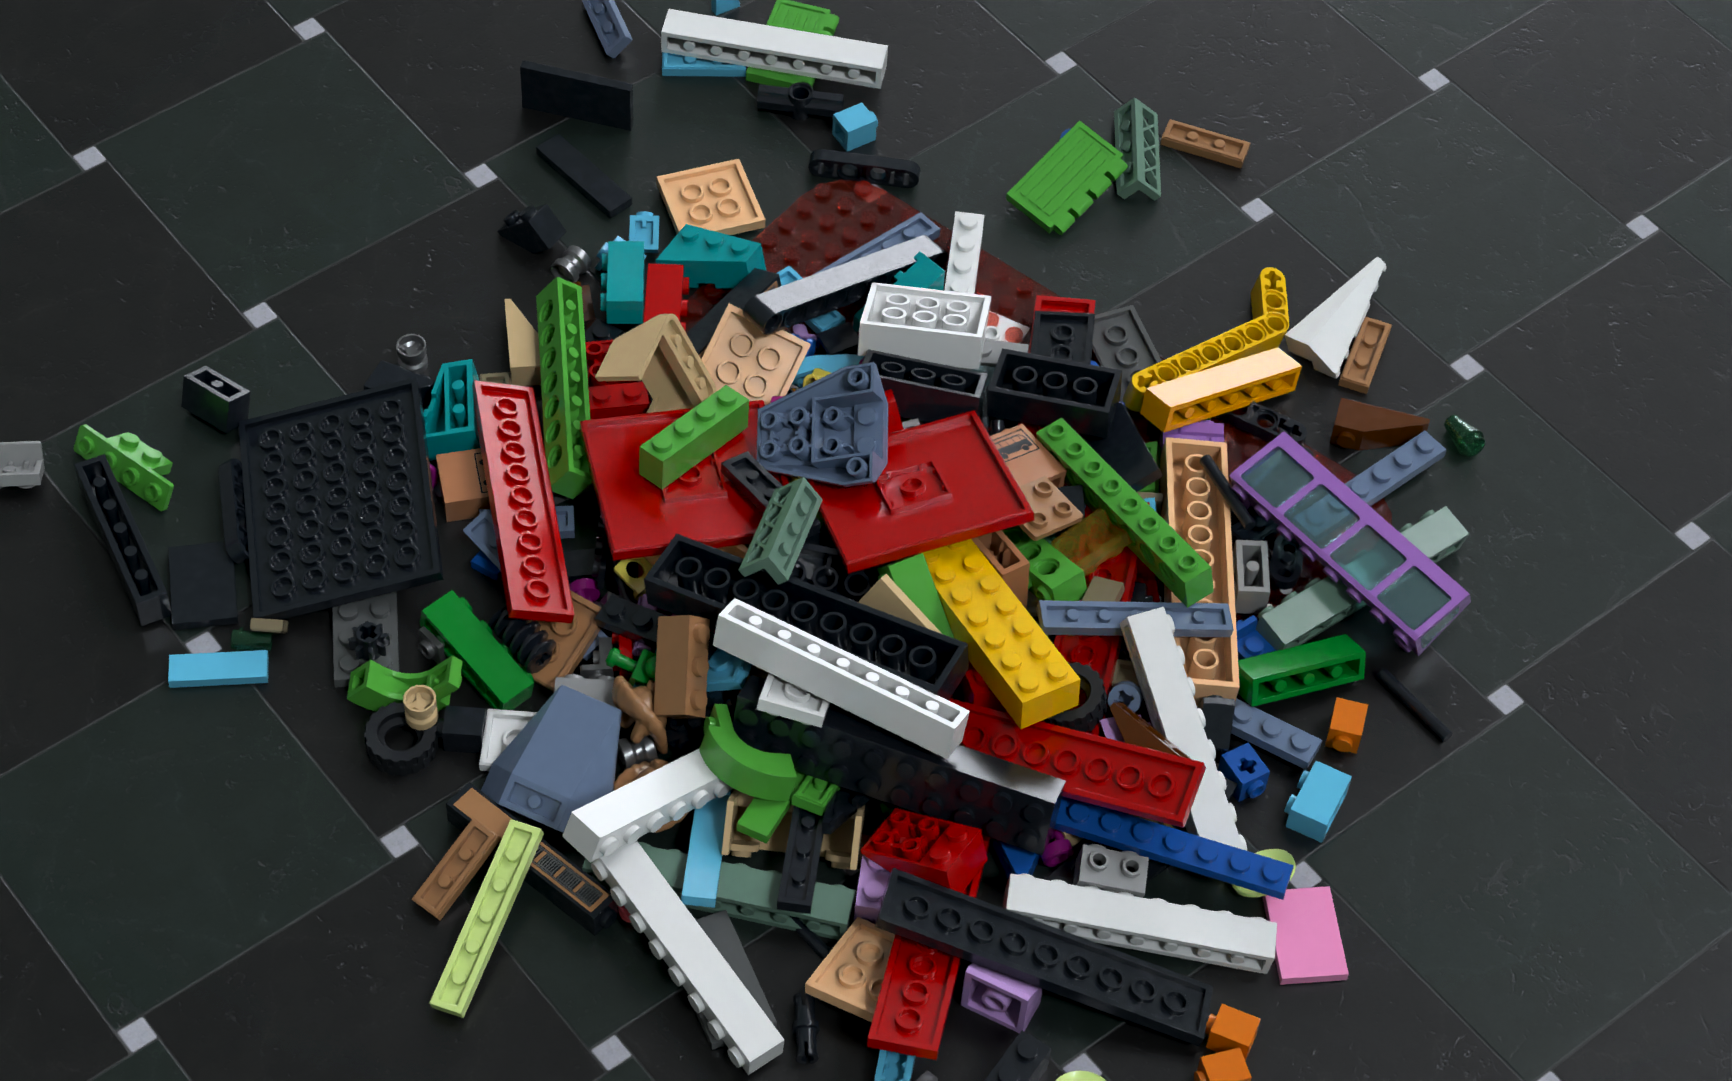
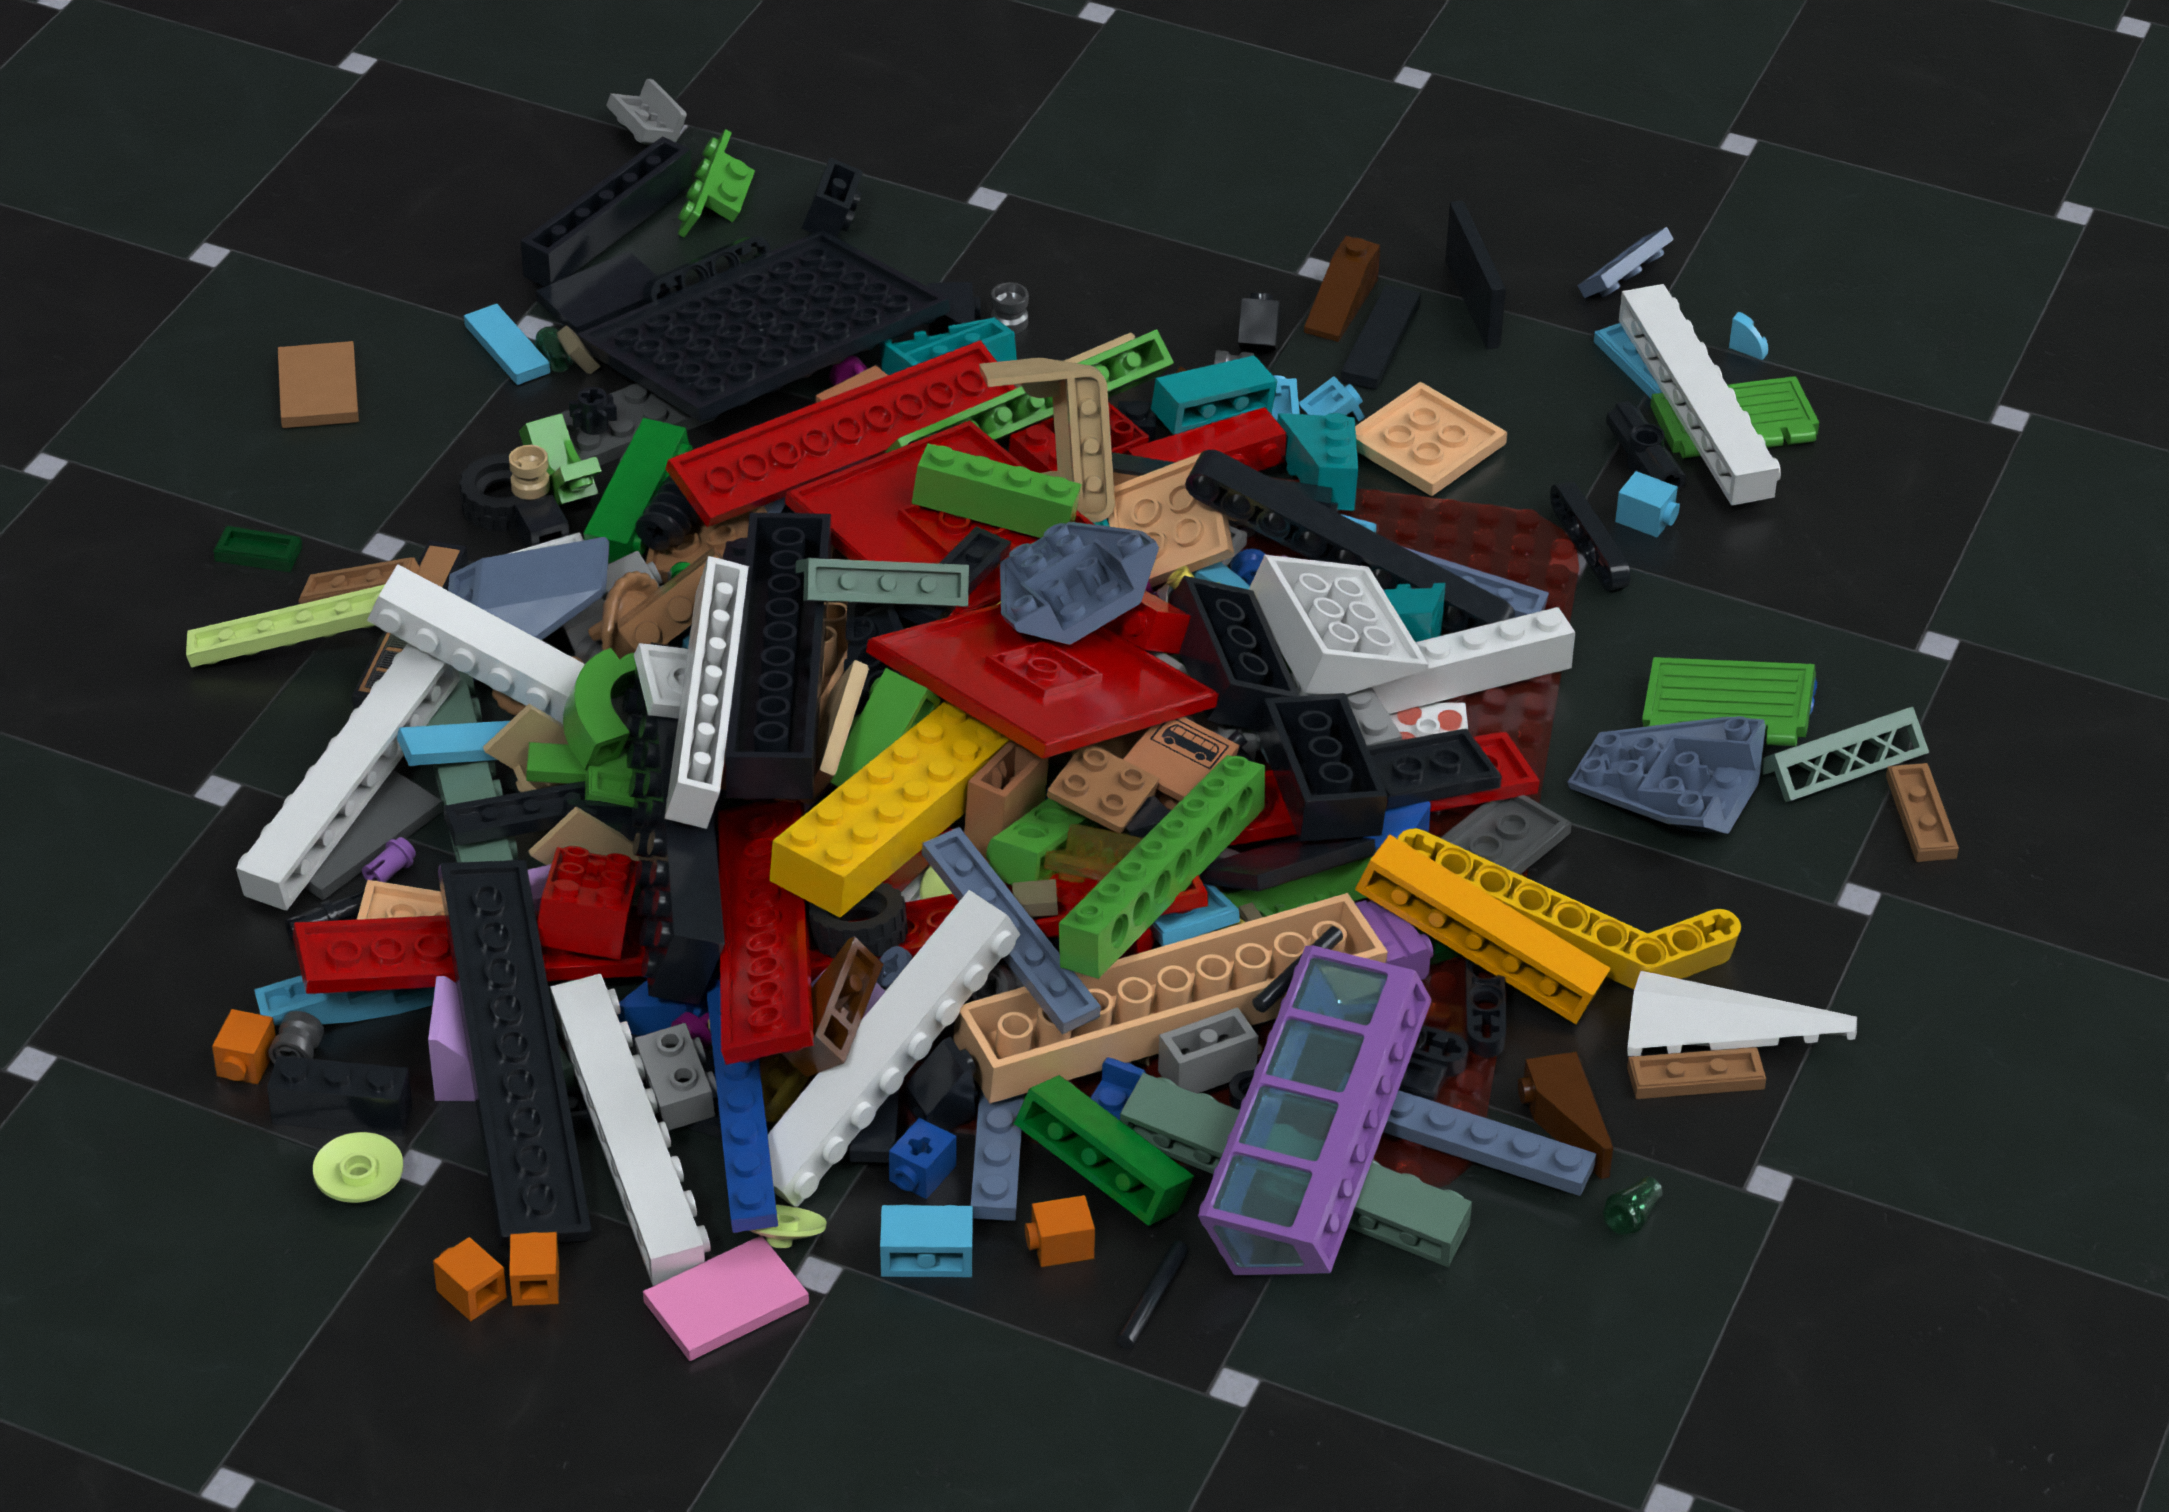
camera: 65 degrees right, 10 degrees down
(177, 809) = (318, 384): none -> medium nougat tile
(351, 923) = (258, 549): none -> dark green tile
(526, 169) = (1344, 288): none -> reddish brown slope
(772, 970) = (397, 855): none -> medium lavender pin
(1111, 236) = (1677, 772): none -> sand blue wedge

